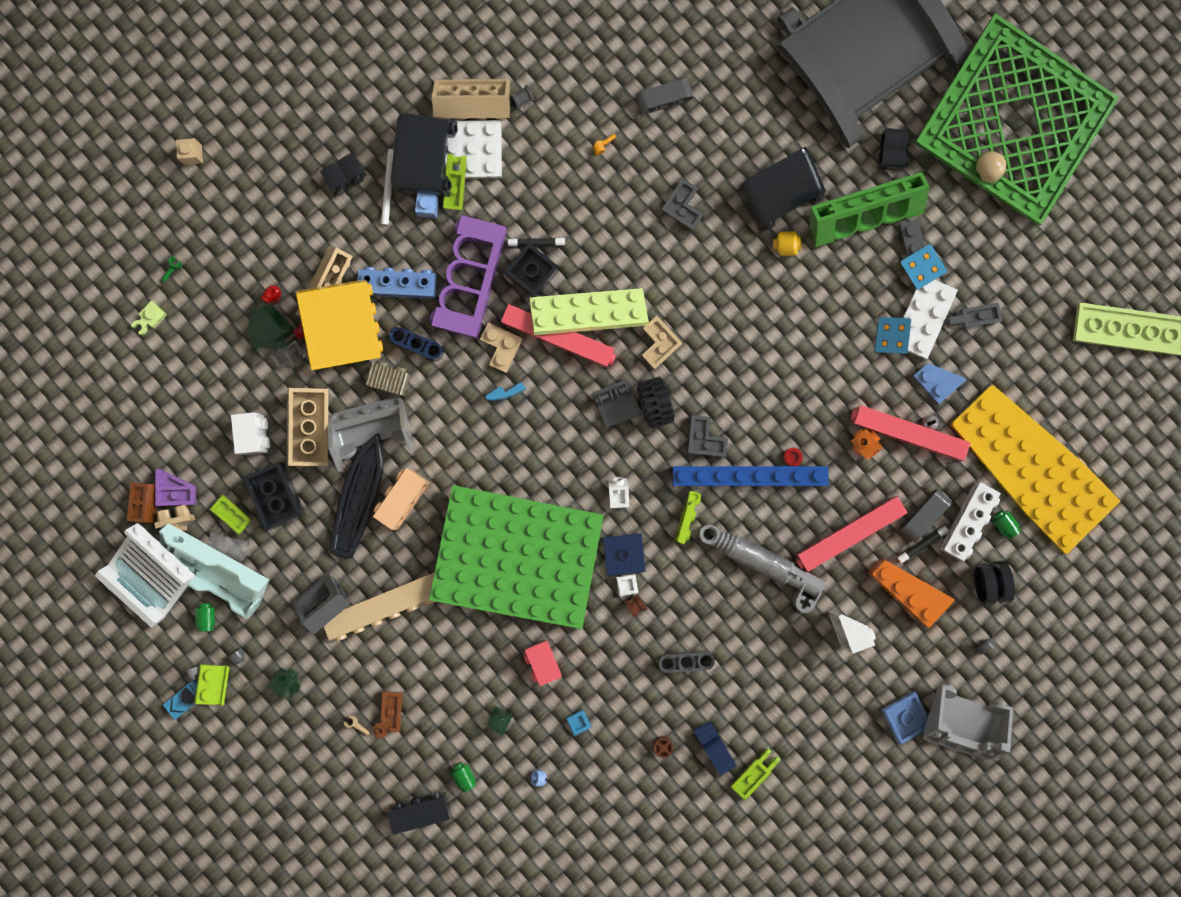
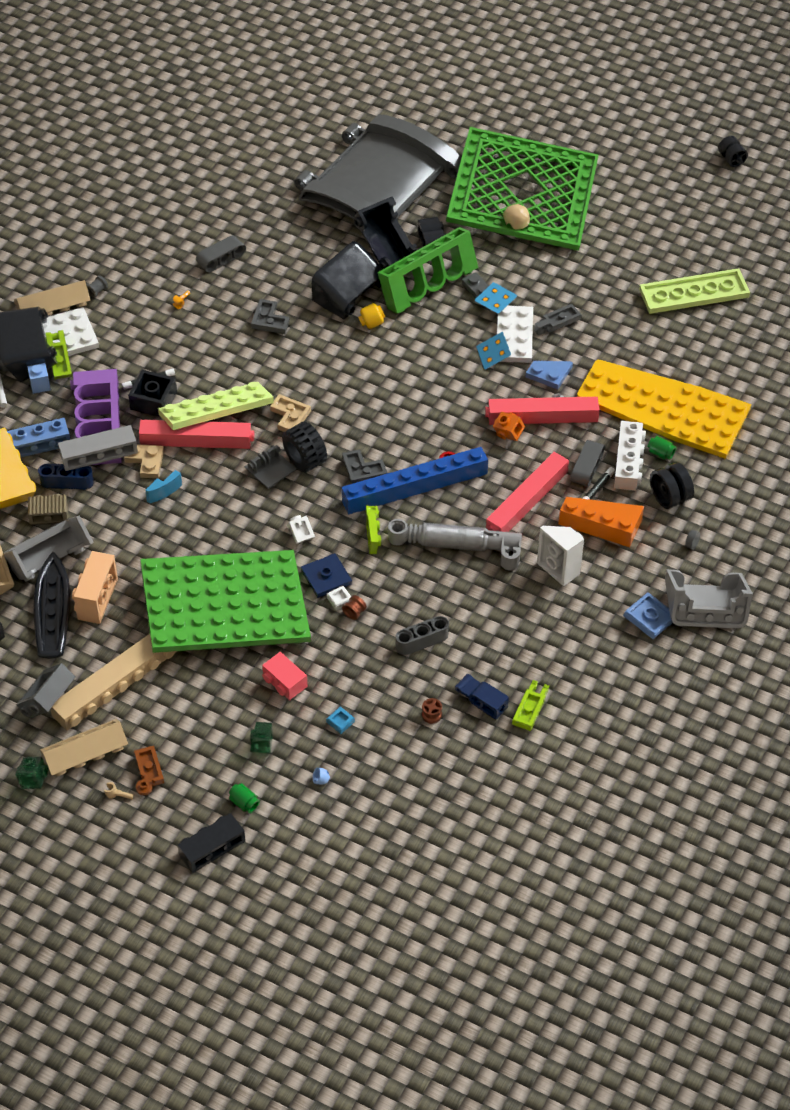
camera: 20 degrees left, 35 degrees down
(338, 673) = (84, 747): none -> tan brick
(453, 332) = (98, 447): none -> light grey brick
(841, 155) = (384, 232): none -> black windscreen

